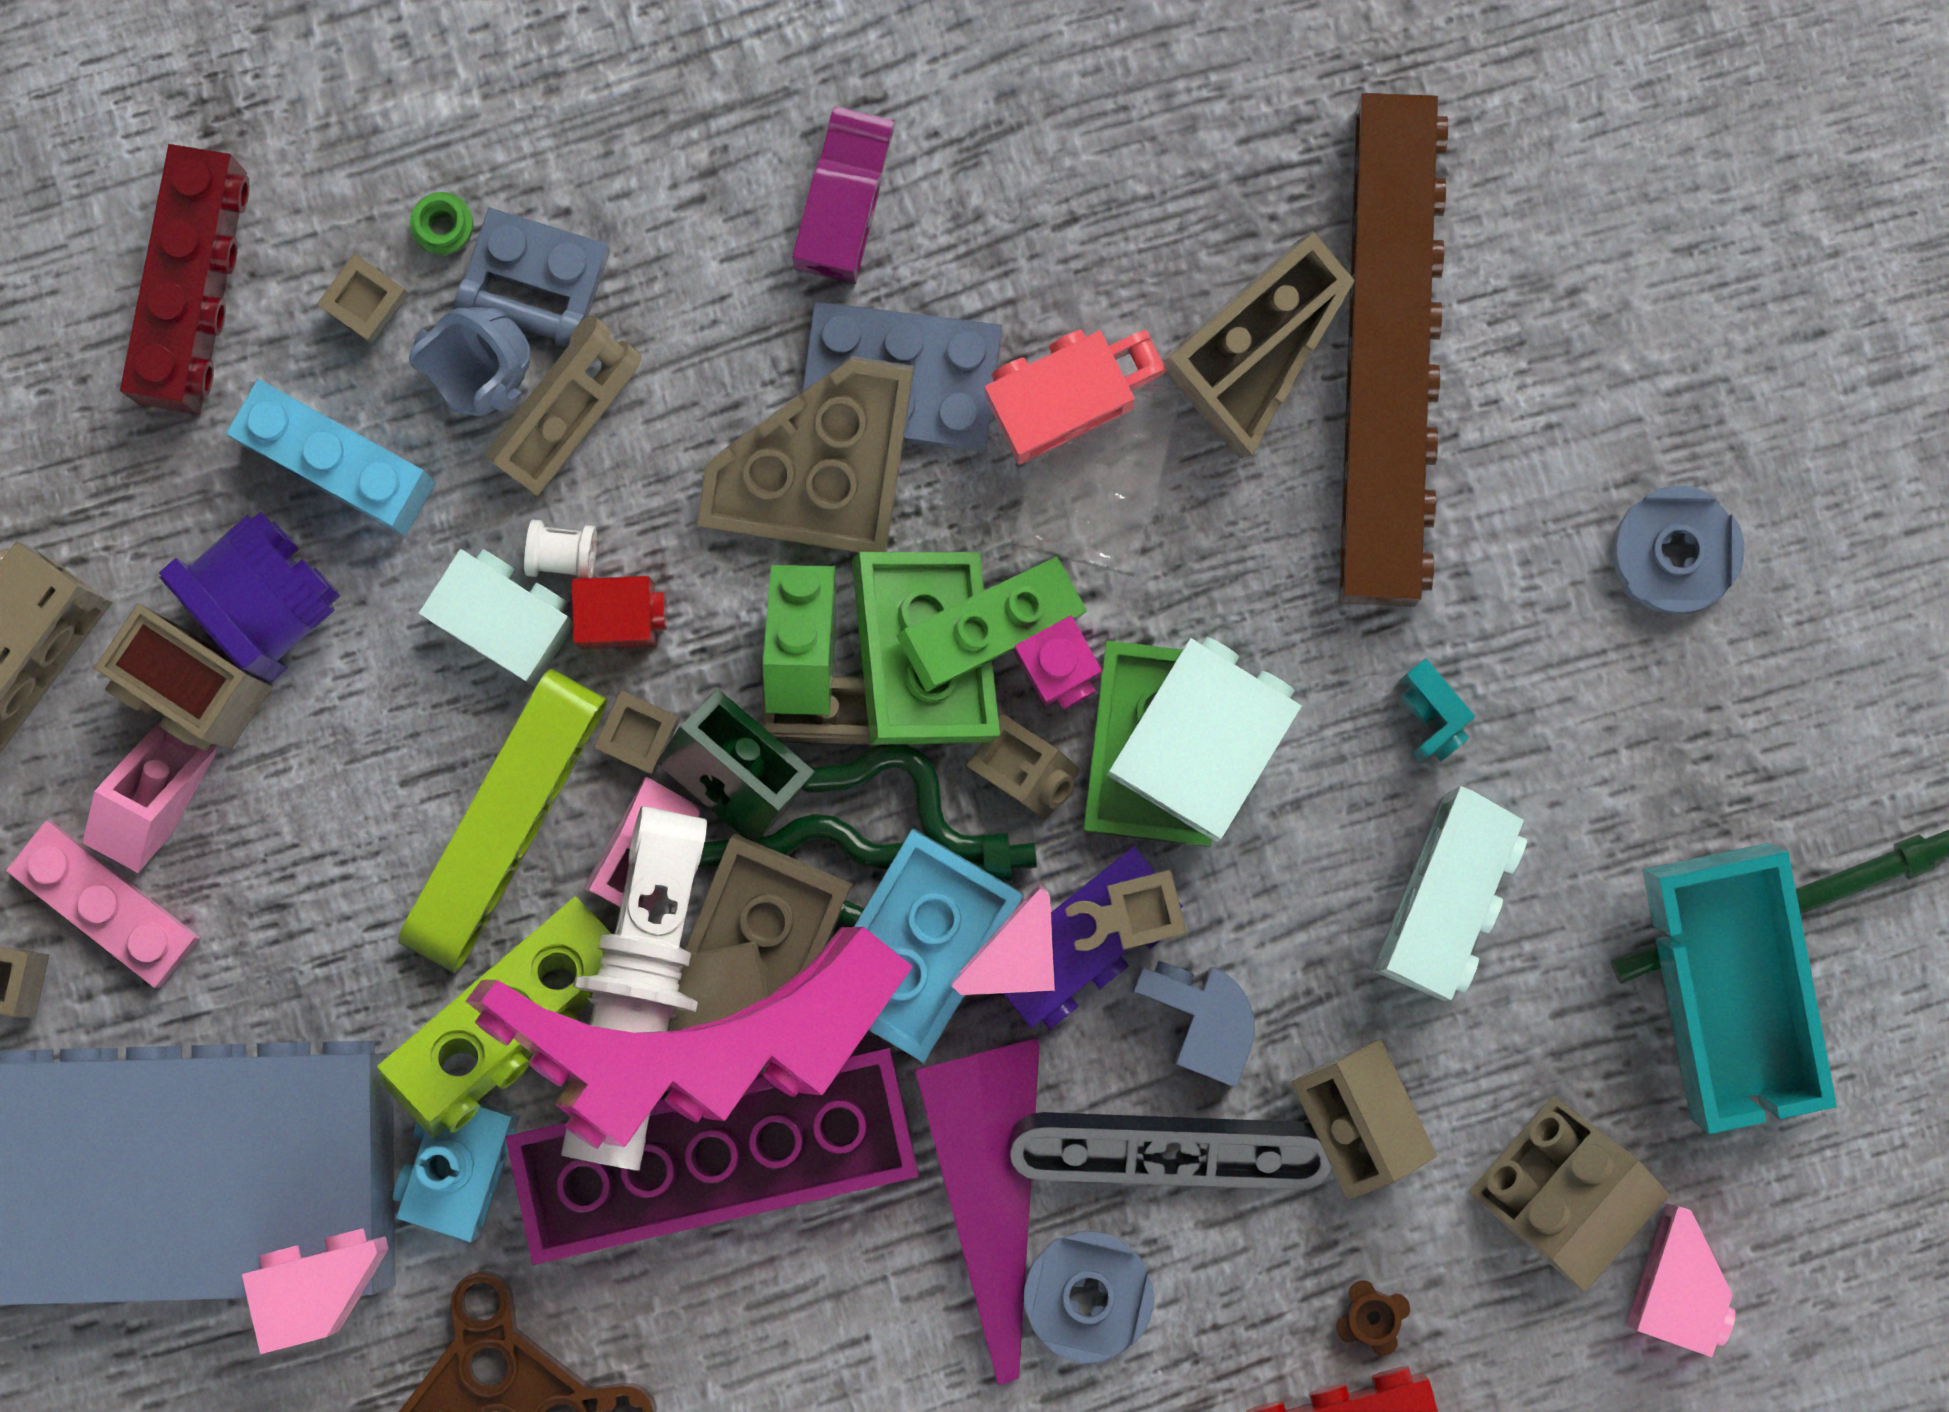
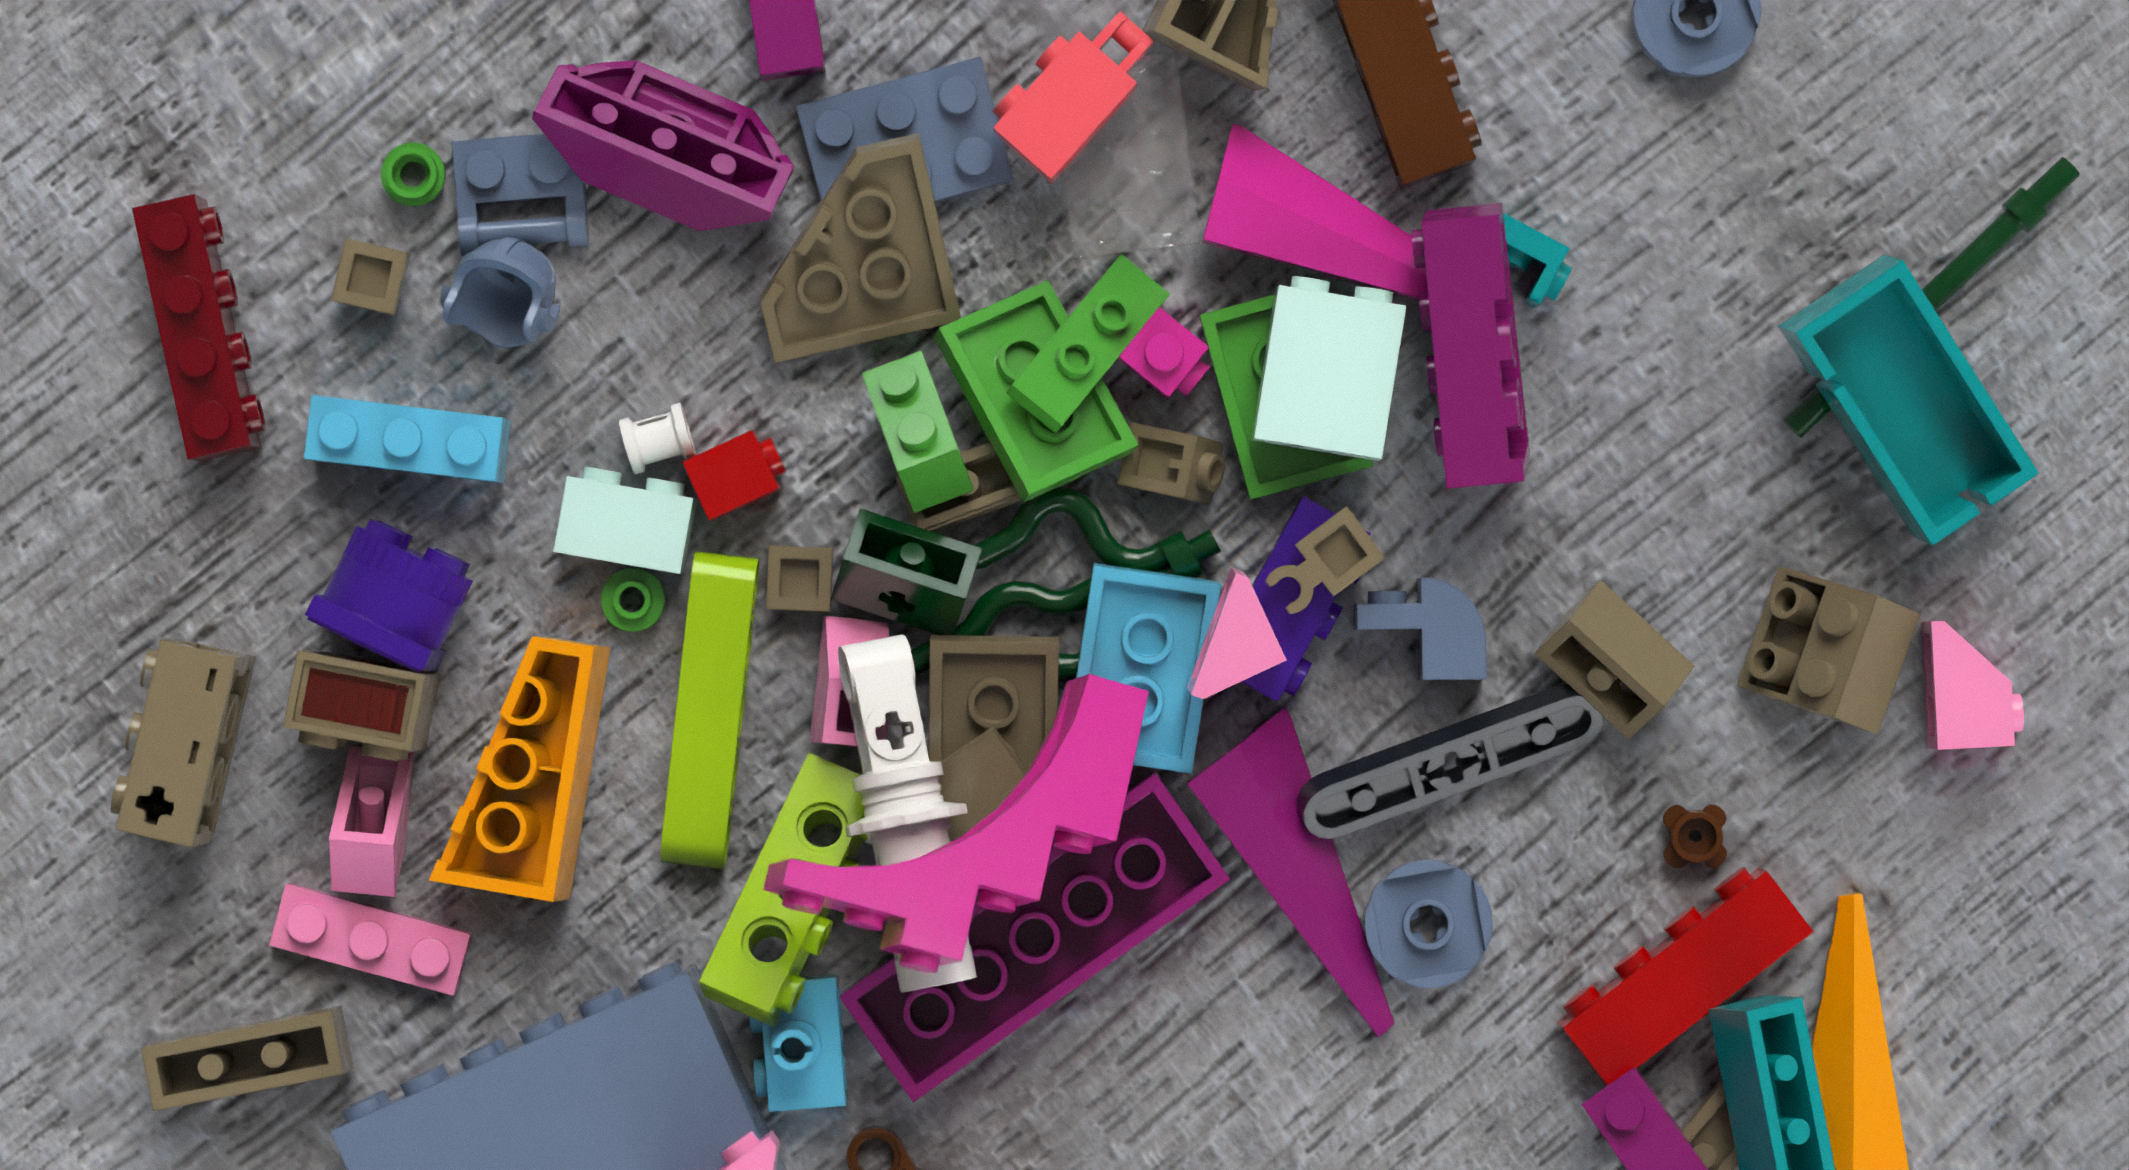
camera: 30 degrees left, 5 degrees up
(312, 815) = (532, 779): none -> light orange wedge
(495, 695) = (653, 603): none -> bright green plate
(564, 406) = (603, 301): dark tan plate -> none
(676, 283) = (663, 143): none -> magenta wedge
(1231, 588) = (1296, 218): none -> dark pink wedge
(1350, 769) = (1474, 345): none -> magenta wedge
(1451, 895) = (1613, 422): light aqua slope -> none

